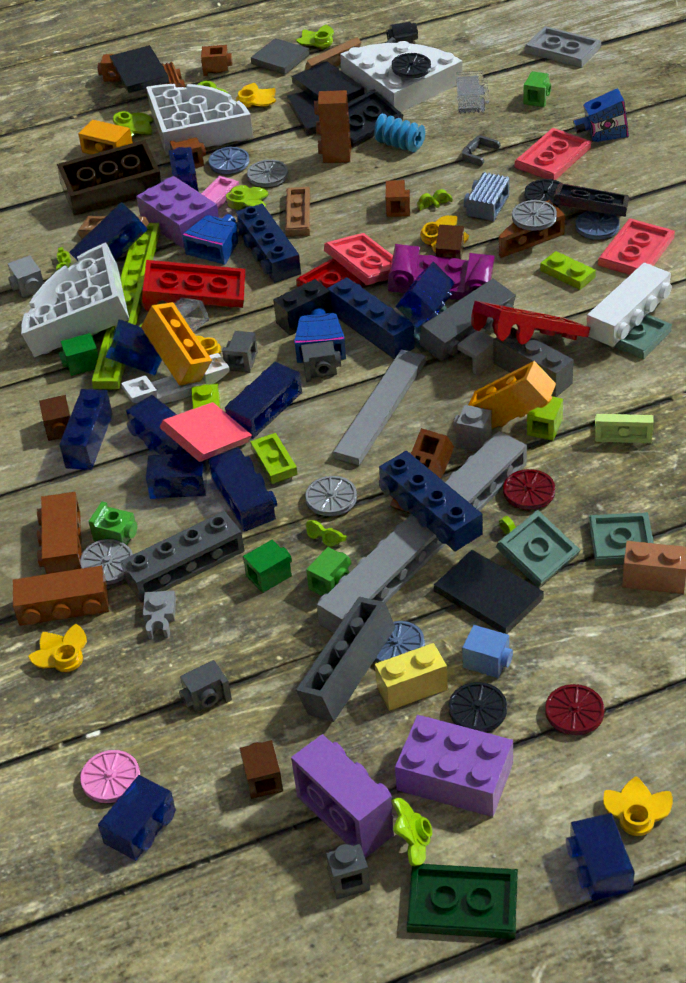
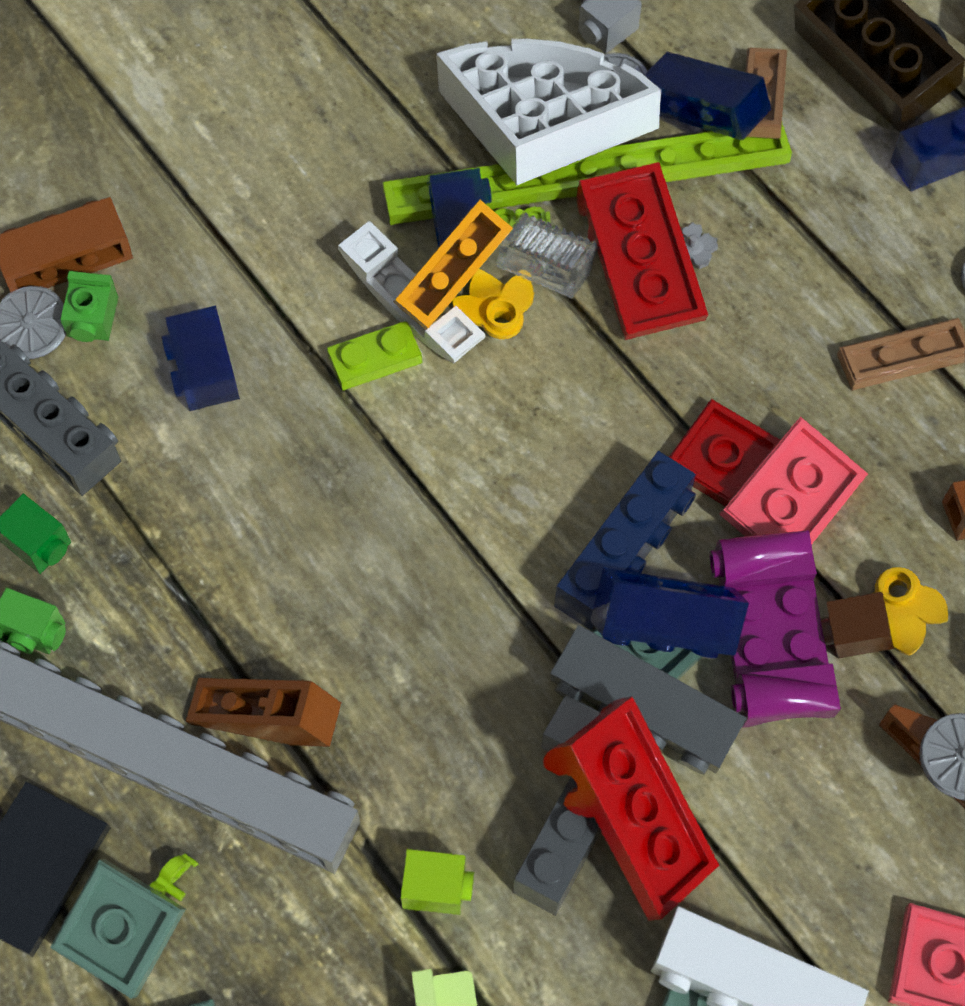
camera: 70 degrees right, 20 degrees up
(55, 416) = (297, 163): reddish brown brick -> none
(63, 258) = (684, 47): lime piece -> none
(79, 354) = (444, 144): green brick -> none
(86, 429) = (276, 208): clear blue brick -> none
(145, 422) = (292, 314): clear blue brick -> none
(174, 207) = (830, 172): medium lavender brick -> none
(205, 431) = (273, 367): coral tile -> none
(212, 239) = (780, 245): blue torso -> none
(218, 189) = (915, 216): bright pink tile -> none
(241, 351) = (502, 366): dark grey brick -> none
(242, 489) = (187, 454): clear blue brick -> none
(244, 196) = (918, 267): lime plate -> none
(265, 398) = (392, 430): clear blue brick -> none
(268, 243) = (789, 328): dark blue brick -> none
(273, 458) = (266, 481): lime plate -> none
(300, 303) = (626, 425): black brick -> none
(319, 328) = (563, 472): blue torso -> none
(320, 360) = (502, 487): dark grey brick -> none
(329, 536) = (113, 602): lime piece -> none
(331, 495) = (204, 586): light grey wheel -> none
(379, 407) = (425, 610): light grey tile -> none
(431, 501) = (147, 732): dark blue brick -> none
(473, 427) = (377, 767): light grey brick -> none
(515, 394) = (422, 814): light orange brick -> none
(529, 489) = (265, 889): dark red wheel -> none
(567, 270) = (865, 852): lime plate -> none

